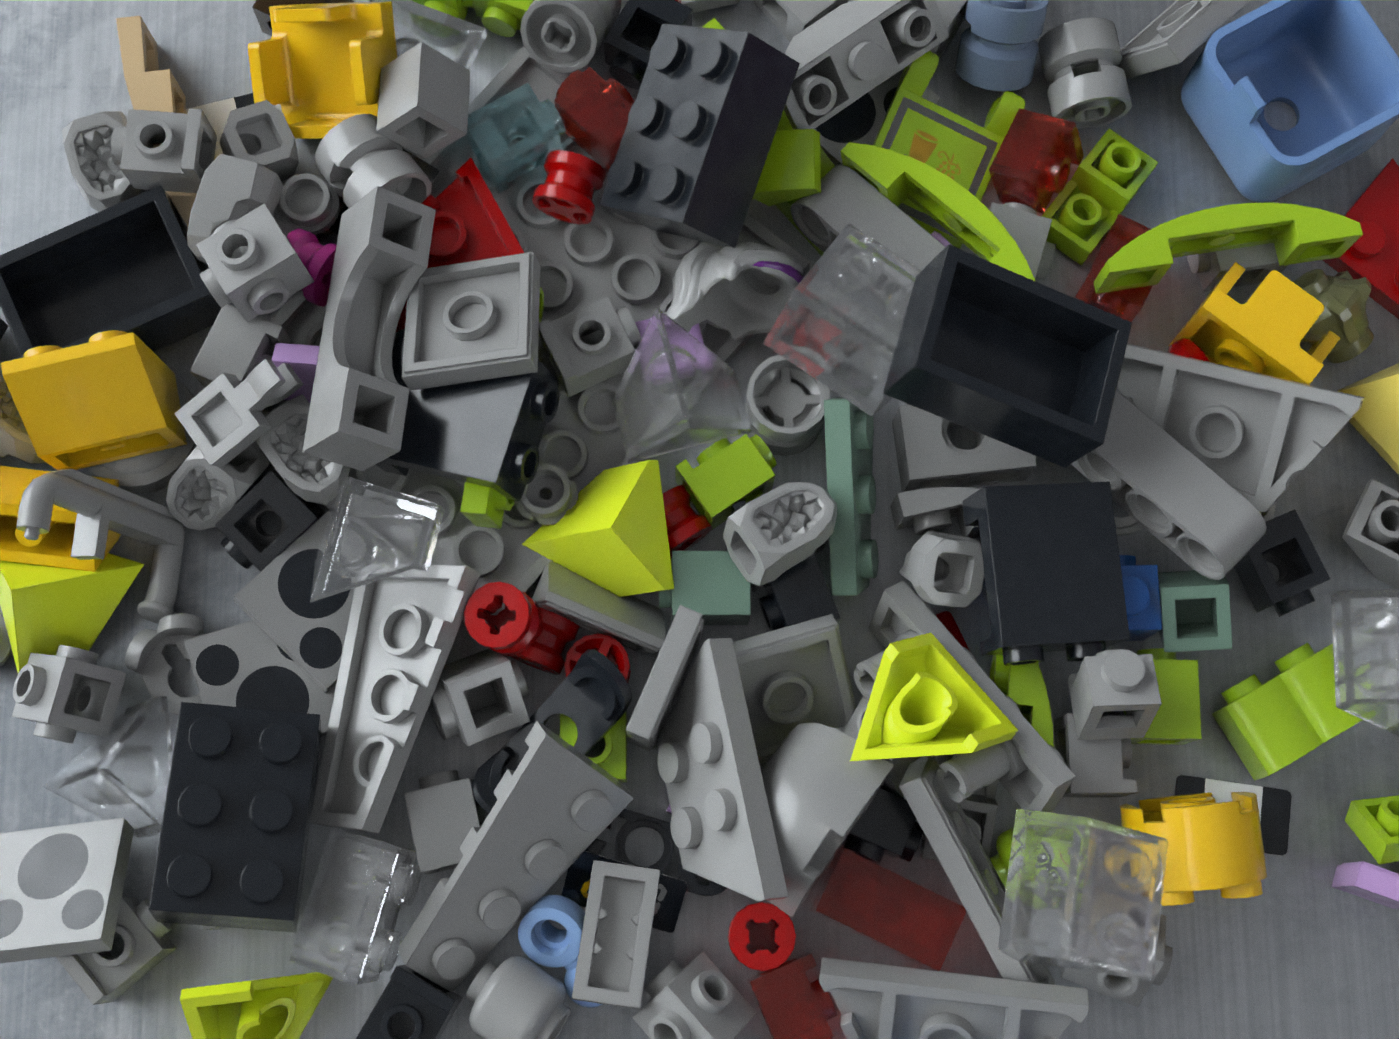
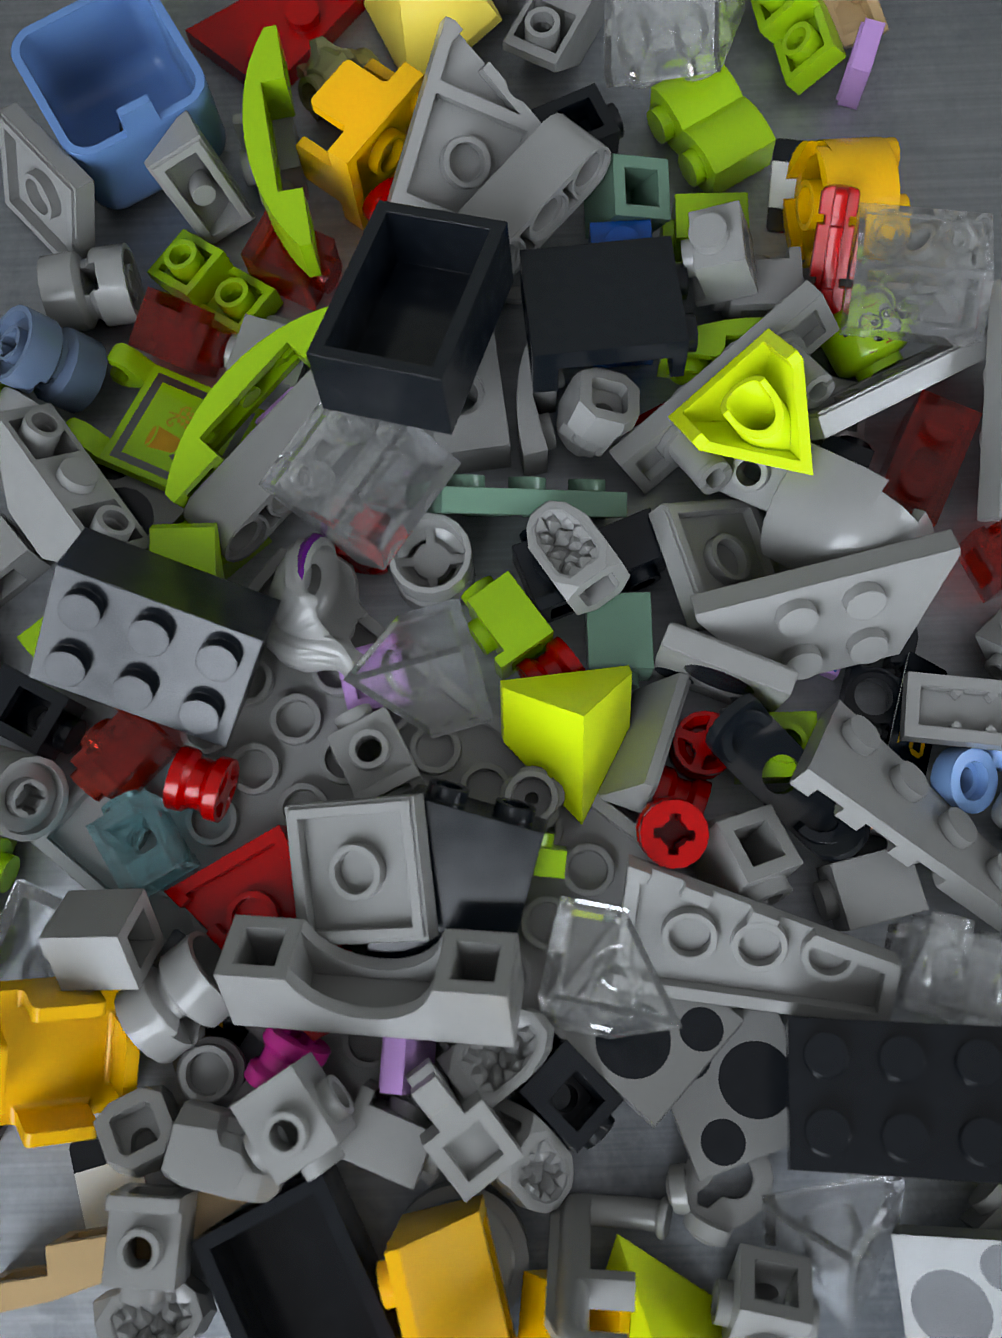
camera: 80 degrees left, 0 degrees up
(753, 930) = (973, 583): red wheel -> none
(1162, 815) = (834, 242): none -> red axle
(1201, 167) = (198, 181): none -> light grey slope

